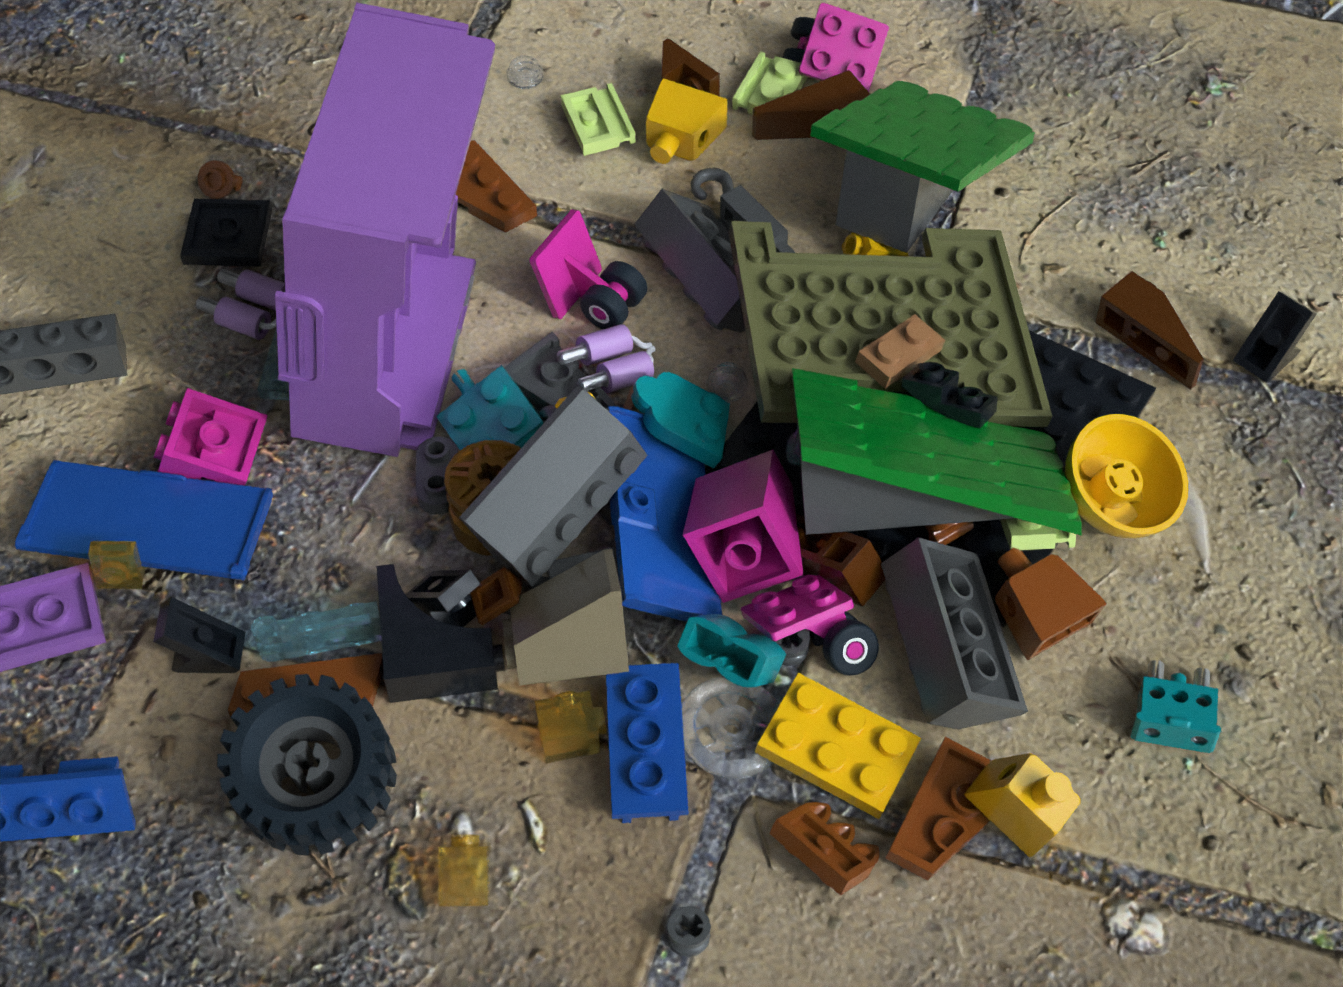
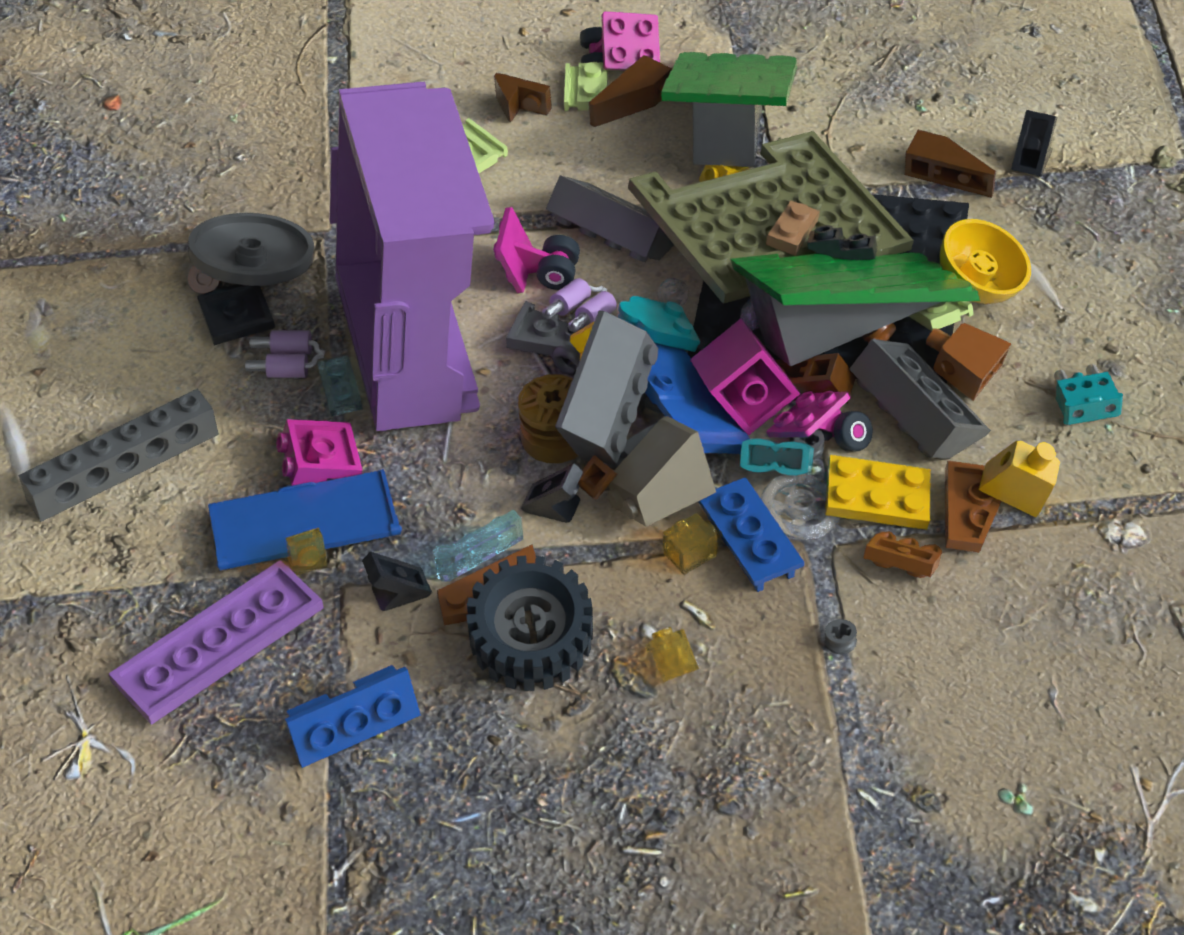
camera: 20 degrees left, 5 degrees down
(257, 158) = (251, 249): none -> dark grey dish
(427, 655) = (565, 532): black arch -> none
(431, 473) = (493, 416): dark grey plate -> none
(489, 411) = (513, 366): teal plate -> none
(683, 121) = (538, 128): yellow torso -> none
(739, 205) = (613, 174): dark grey piece -> none

